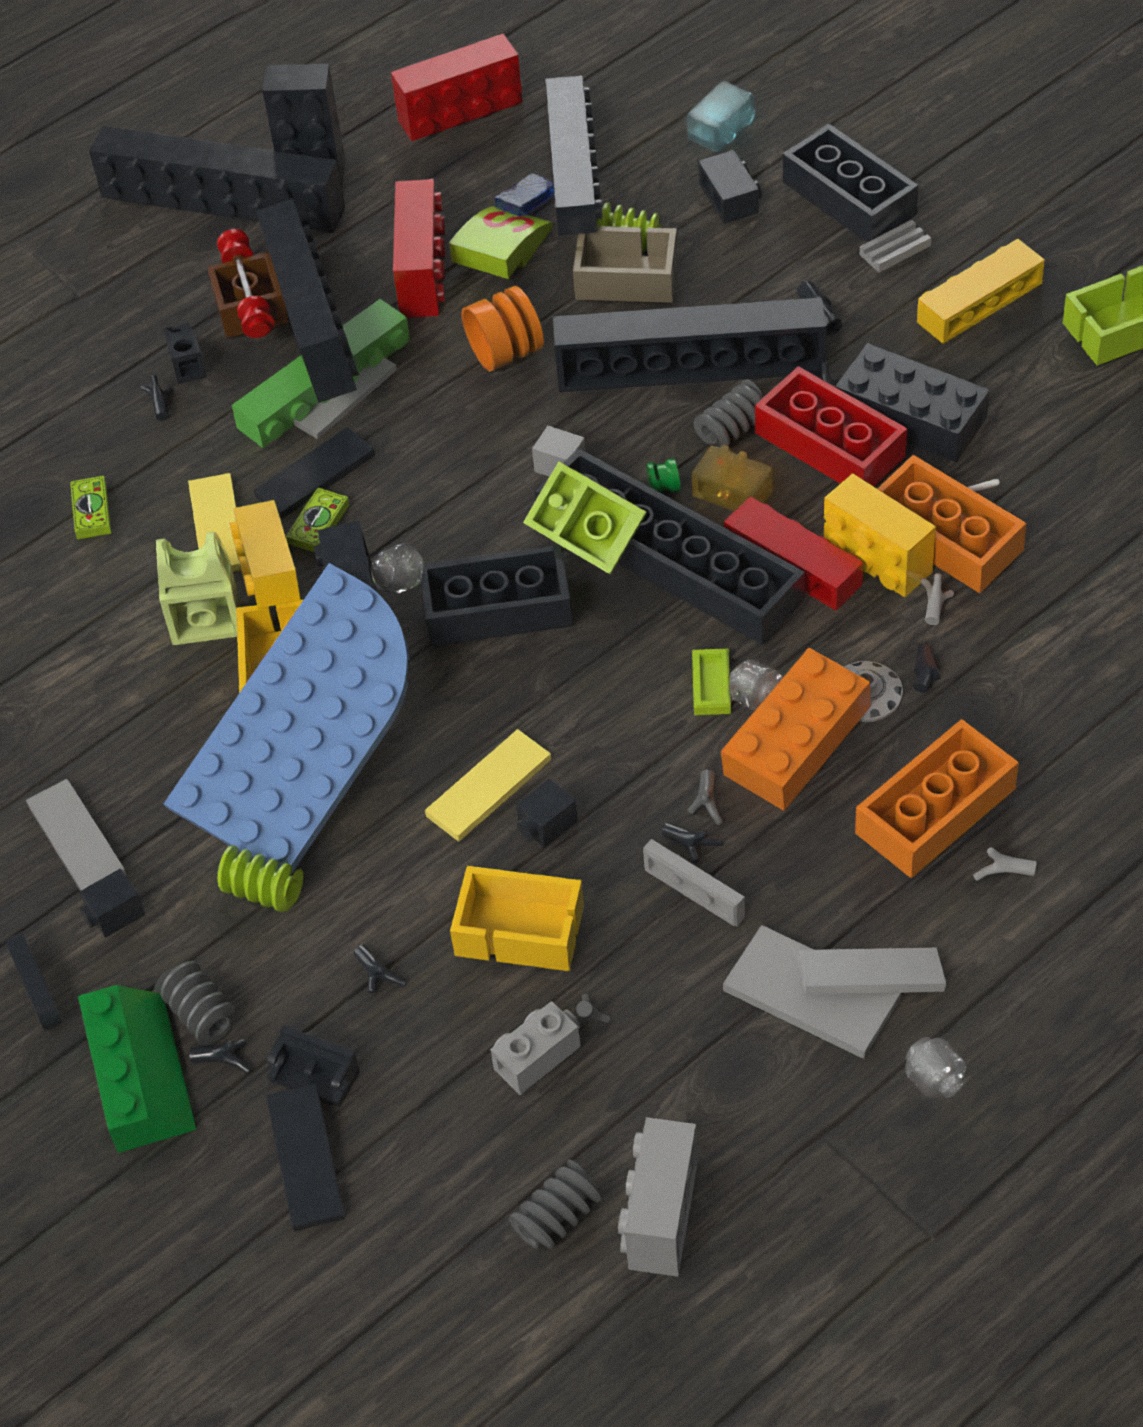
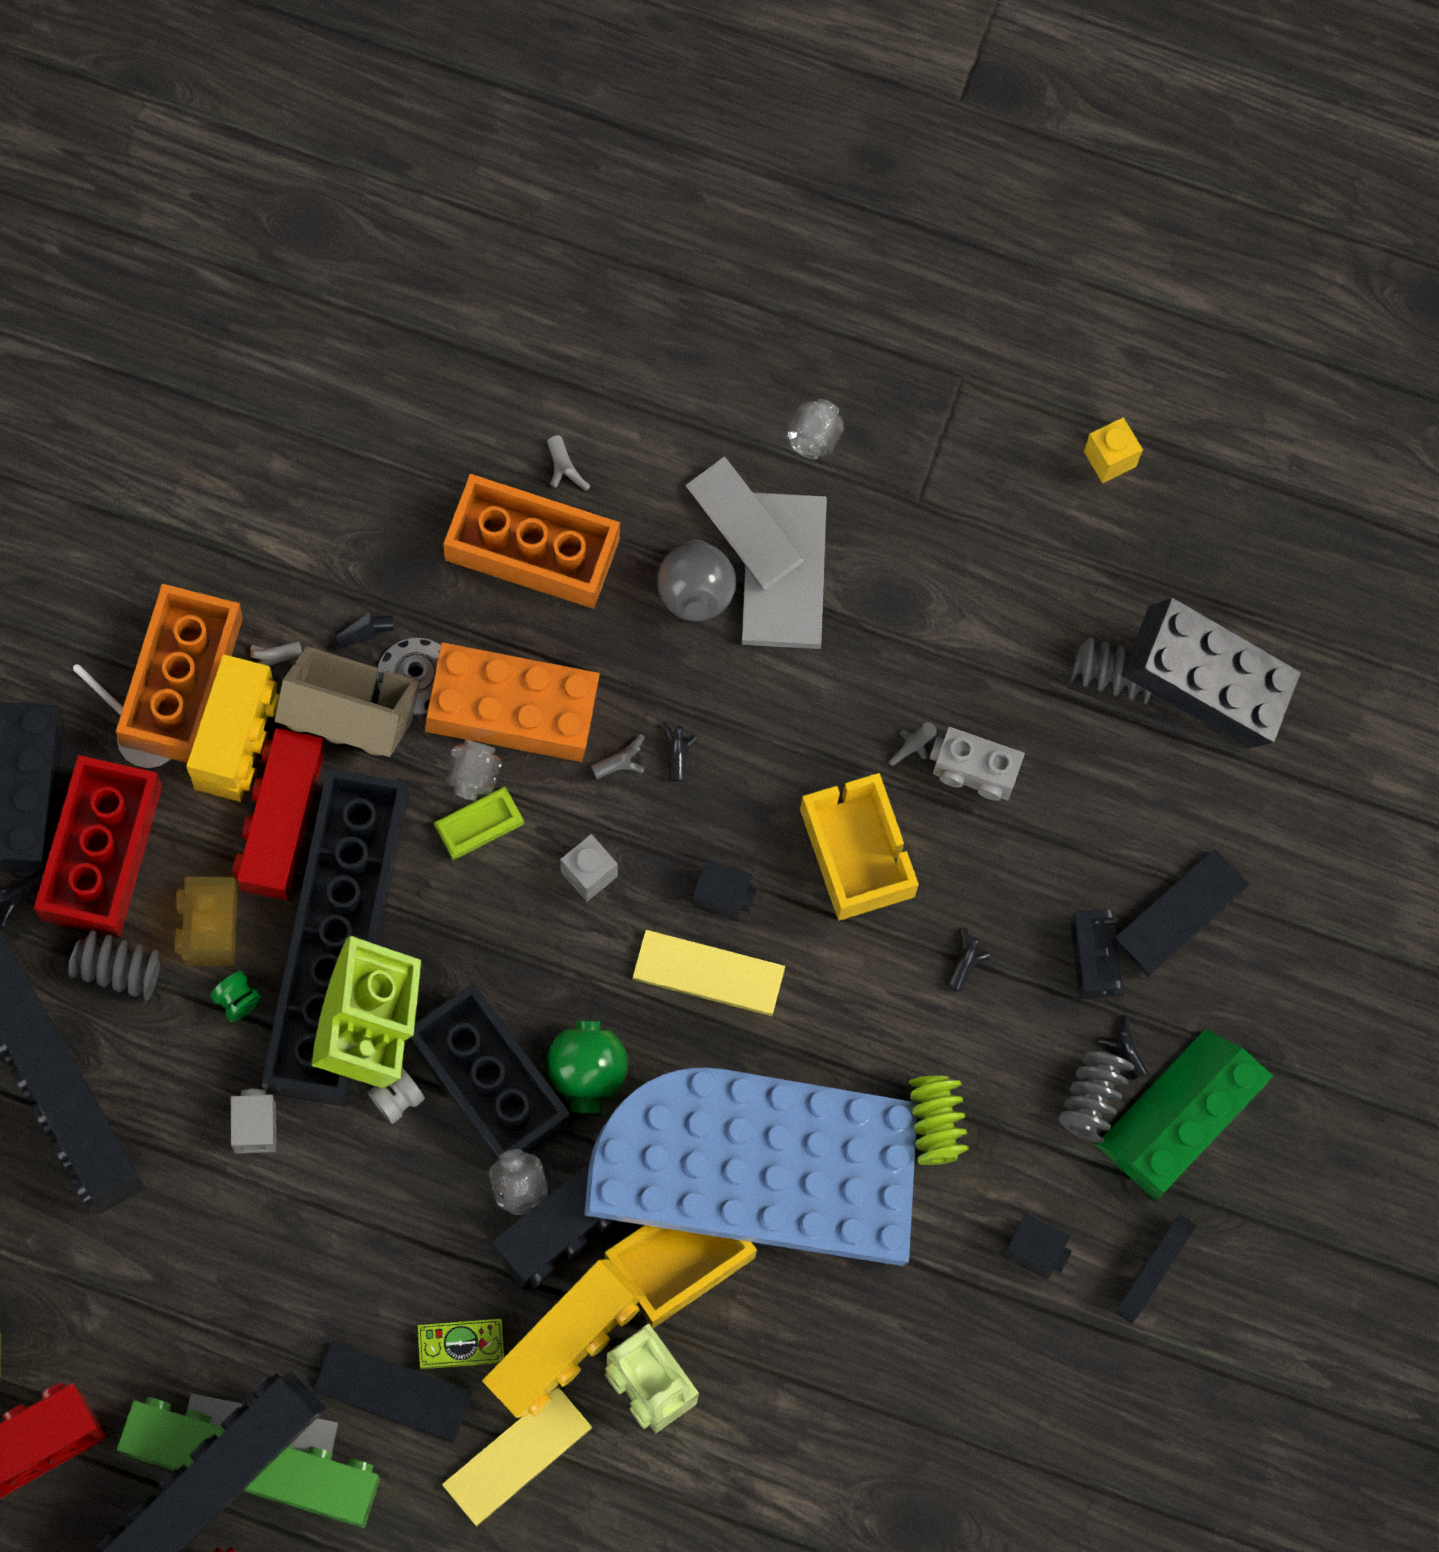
camera: 130 degrees left, 20 degrees up
(74, 834) = (977, 1344): light grey piece -> none
(463, 661) = (586, 1065): none -> green brick
(493, 1268) = (1211, 673): none -> brick
(502, 328) = (98, 1272): orange wheel -> none
(520, 536) = (396, 1097): none -> light grey wheel
(623, 728) = (589, 867): none -> light grey brick
(659, 1196) = (1067, 581): light grey brick -> none
(694, 883) = (731, 718): light grey tile -> none
(778, 1319) = (1113, 450): none -> yellow brick
(831, 901) = (696, 581): none -> dark grey brick
(857, 610) = (335, 697): none -> dark tan piece

